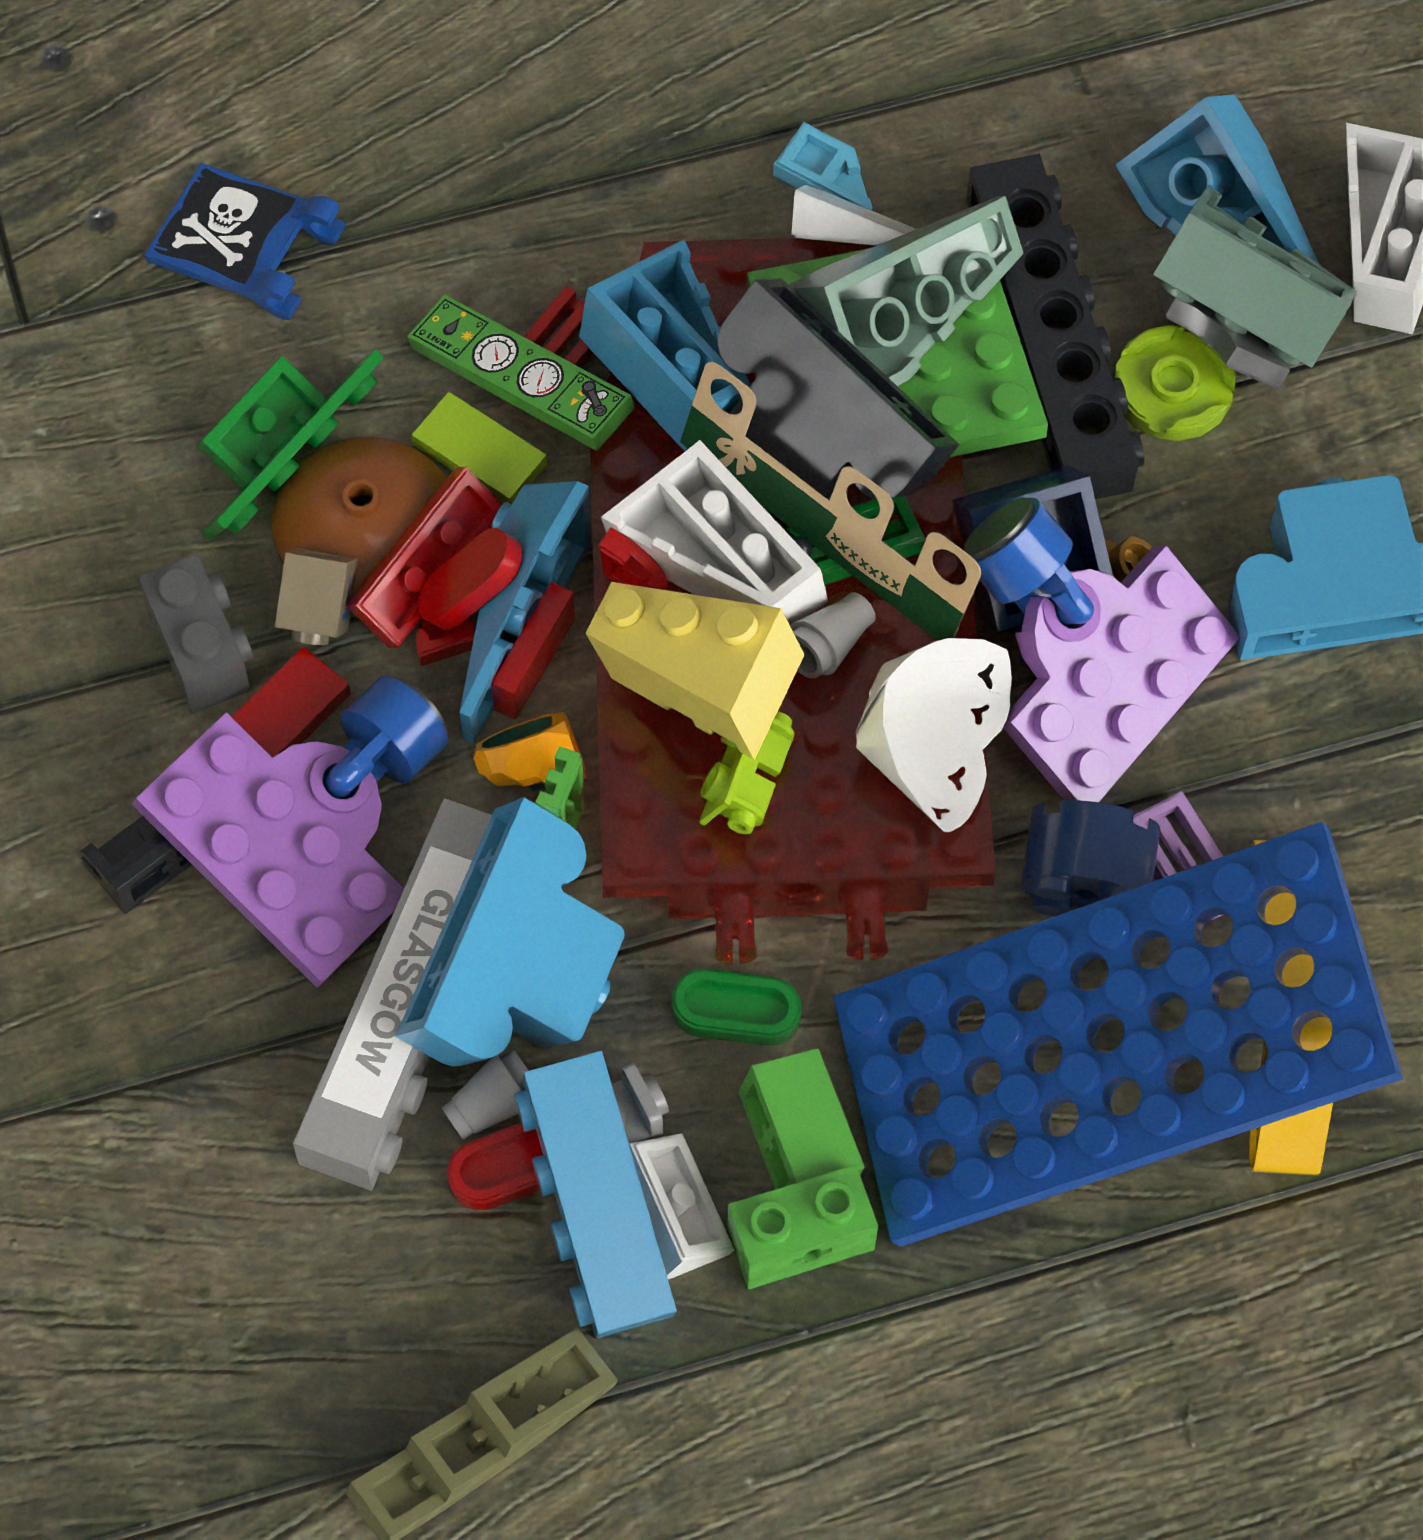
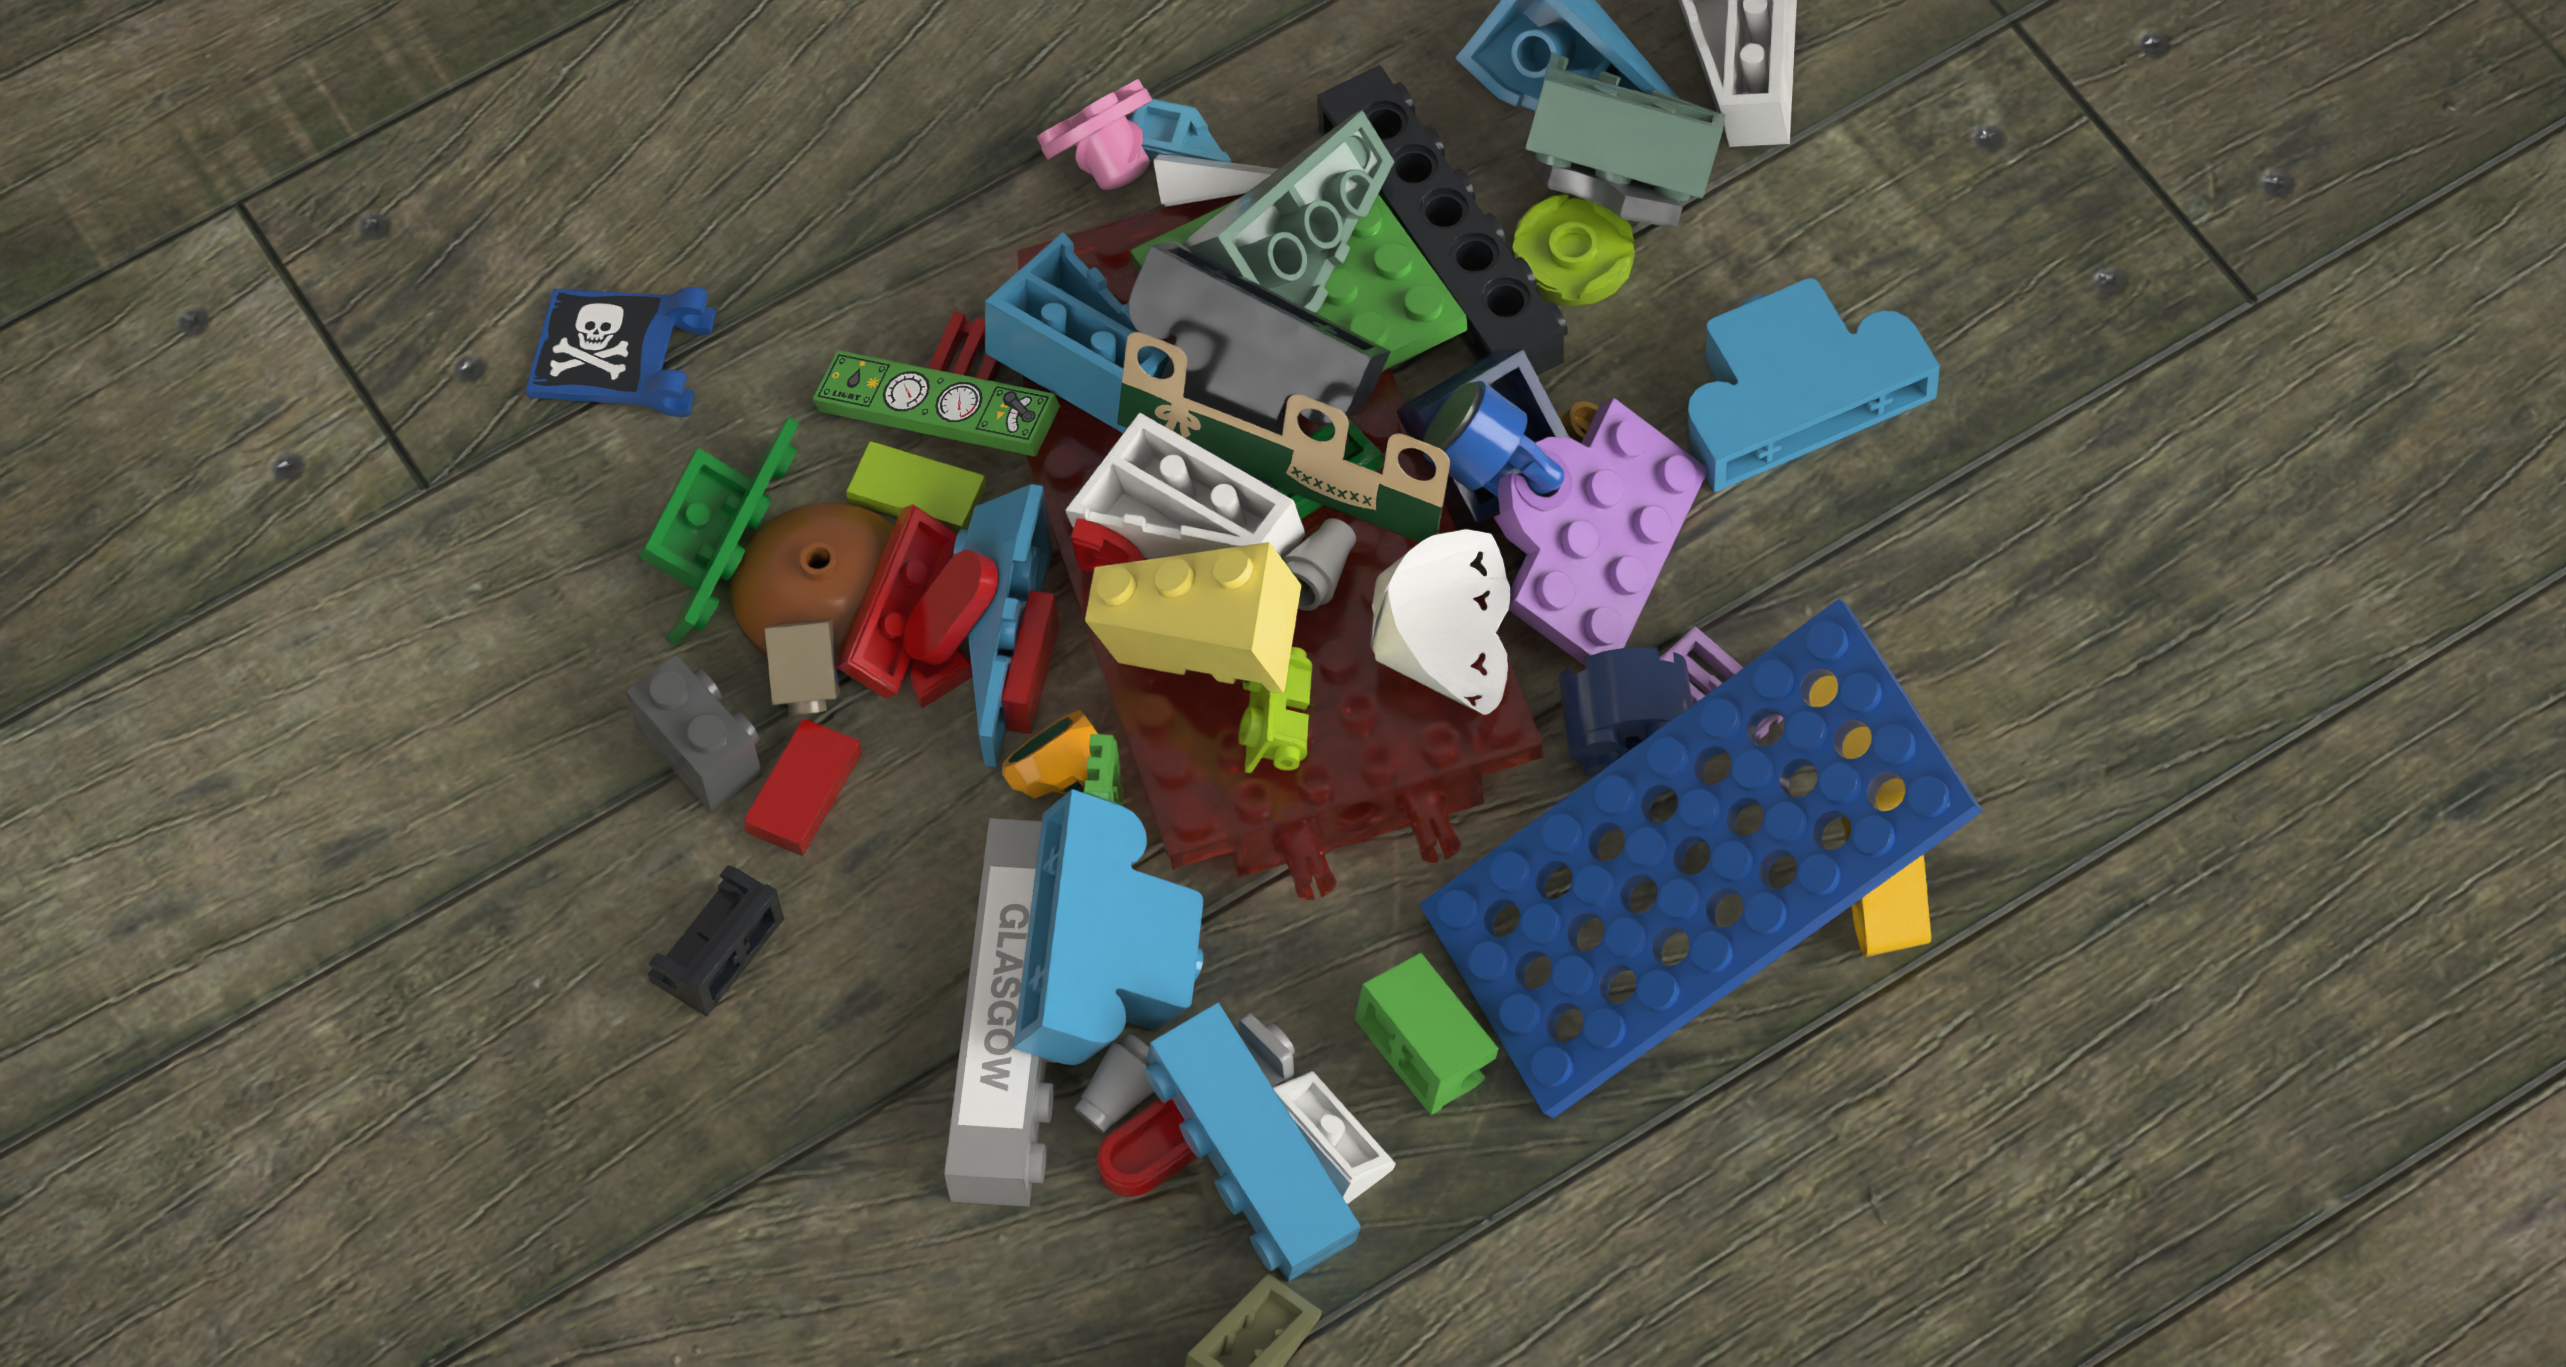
camera: 10 degrees left, 5 degrees down
(294, 828) = (853, 883): medium lavender plate -> none
(736, 1007) = (1328, 941): green tile -> none
(757, 155) = (1104, 138): none -> bright pink plate
(802, 1226) = (1455, 1121): bright green brick -> none

